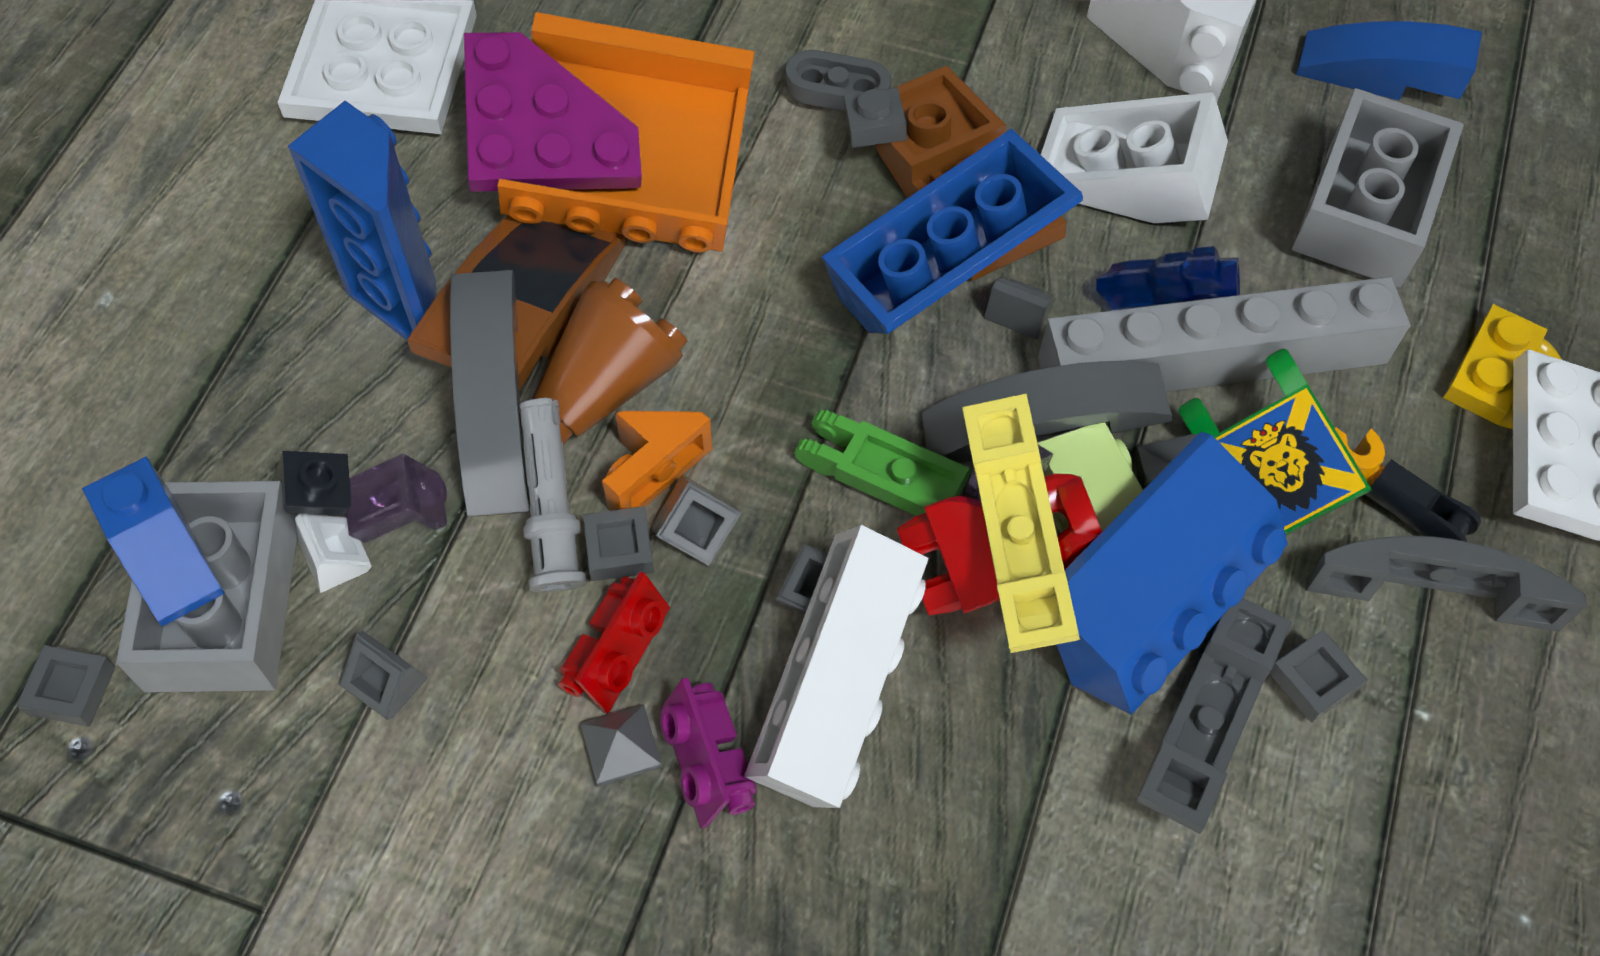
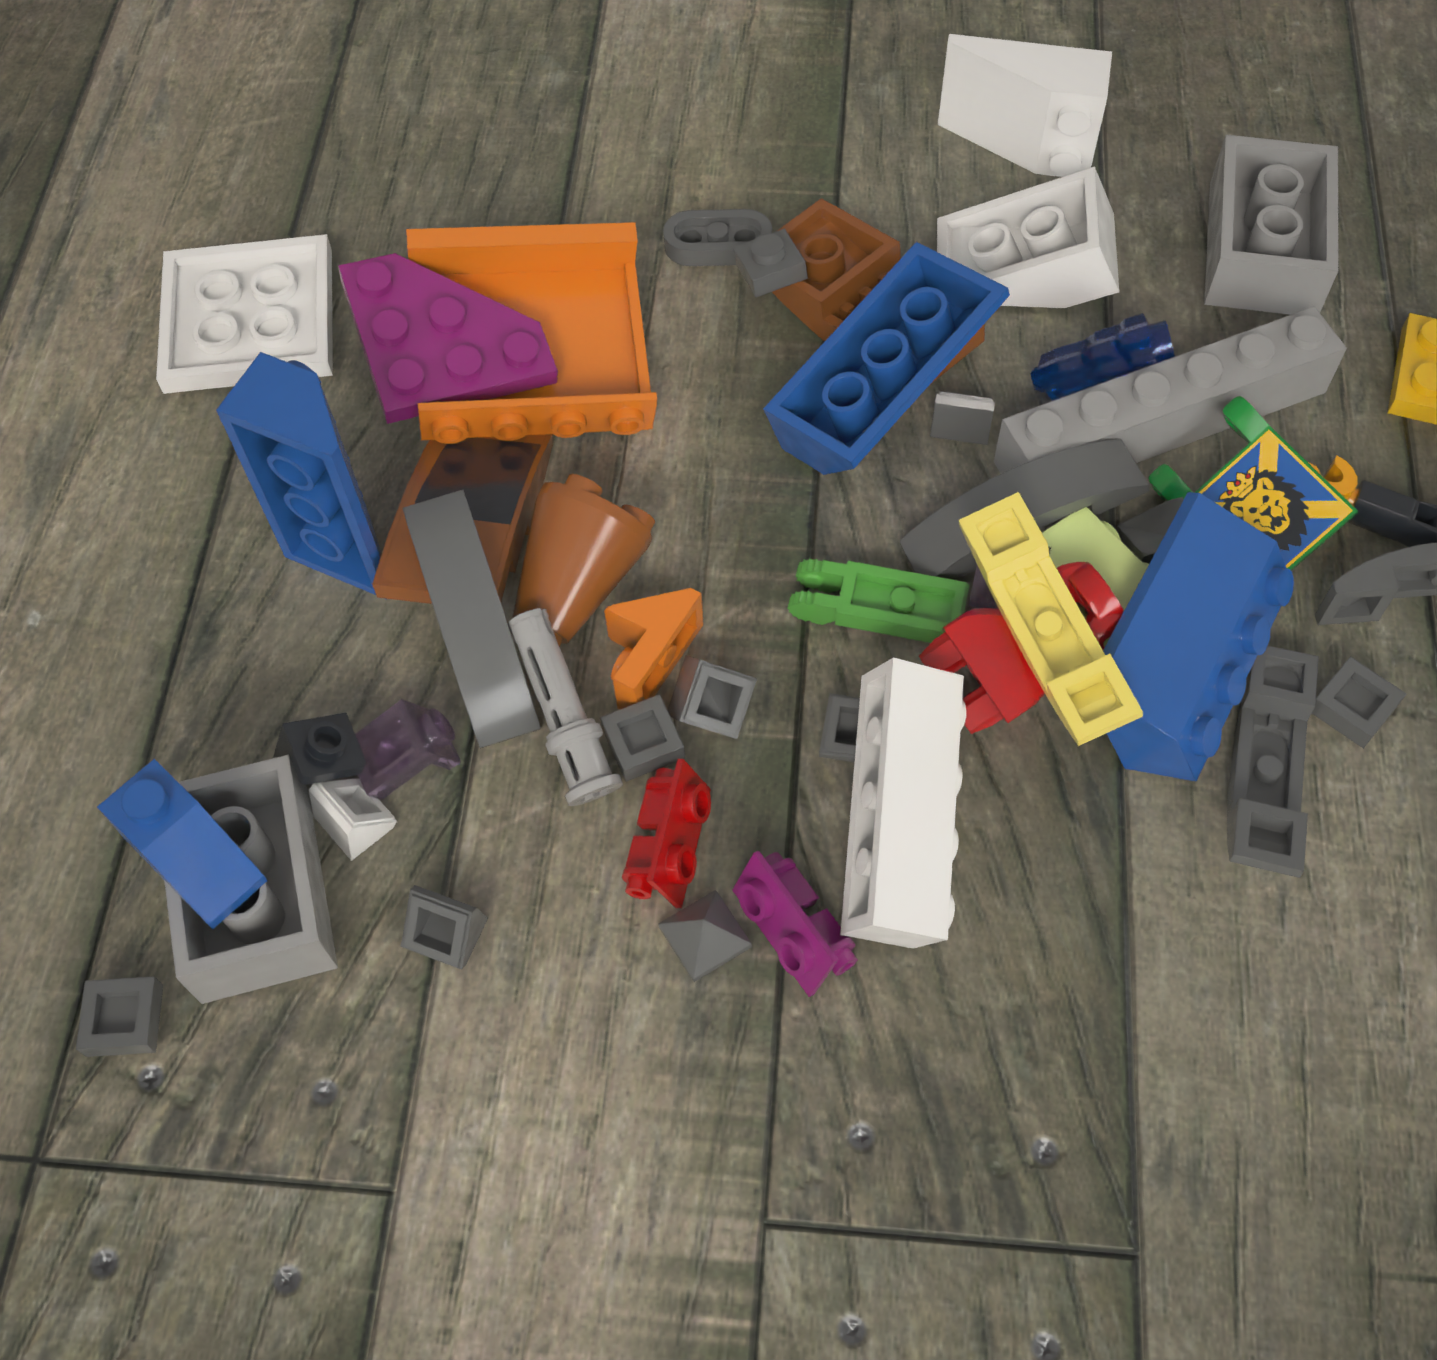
camera: 10 degrees left, 0 degrees up
(1392, 55) = (1244, 99): blue slope -> none

